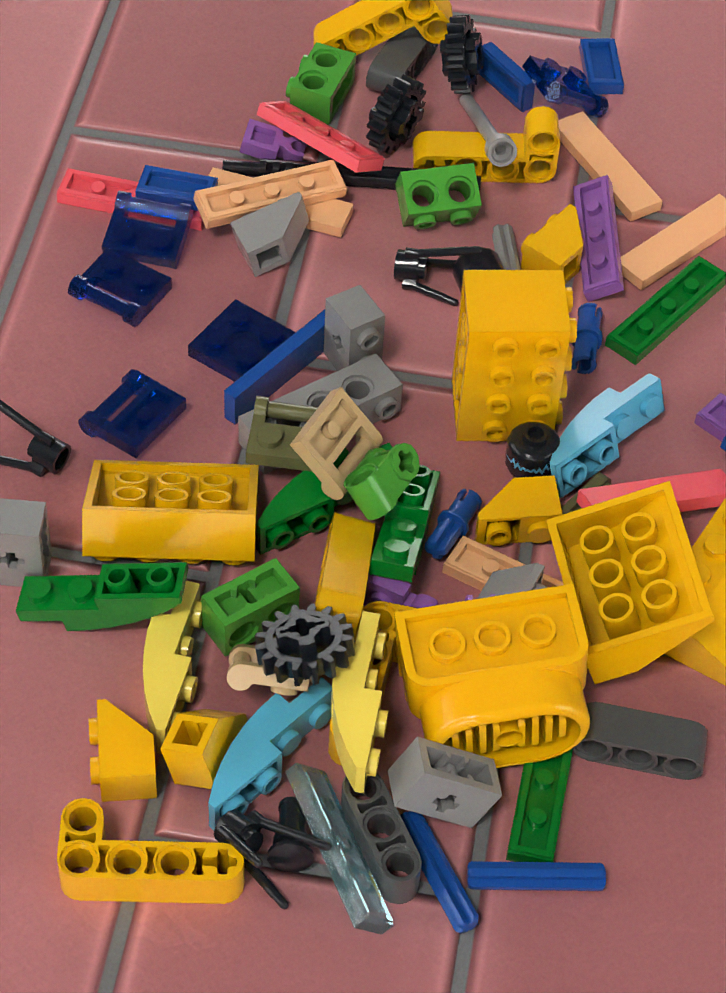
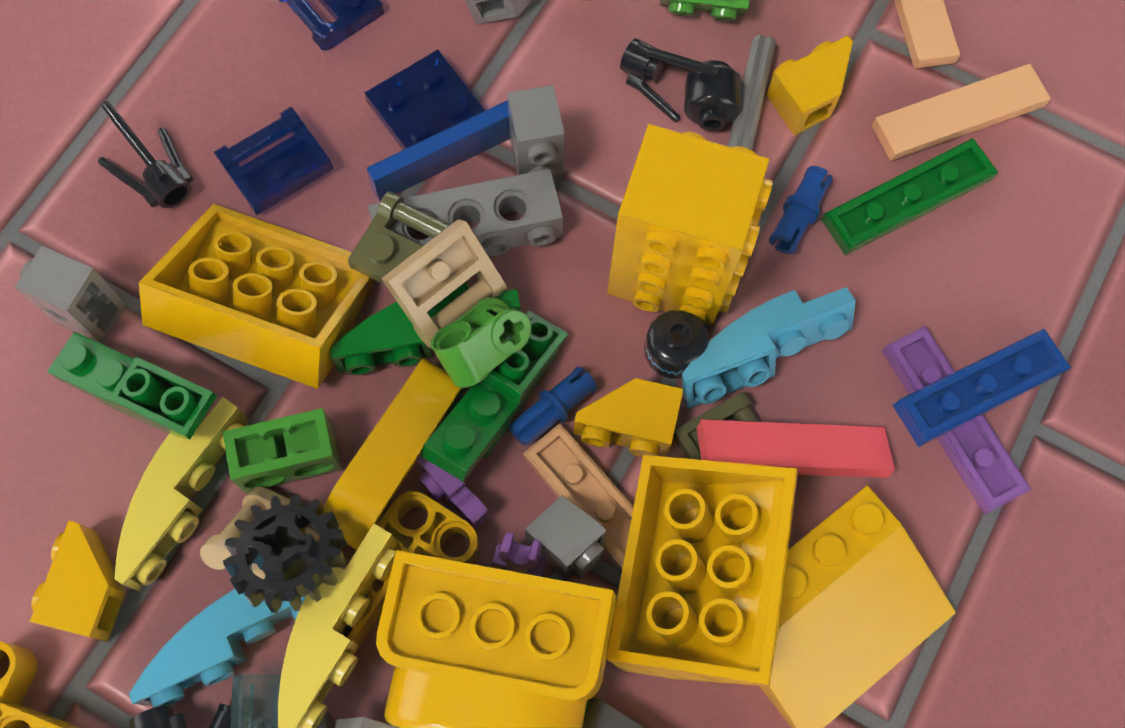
camera: 20 degrees right, 20 degrees up
(199, 743) = (163, 601): yellow slope -> none
(598, 226) = (866, 83): medium lavender tile -> none

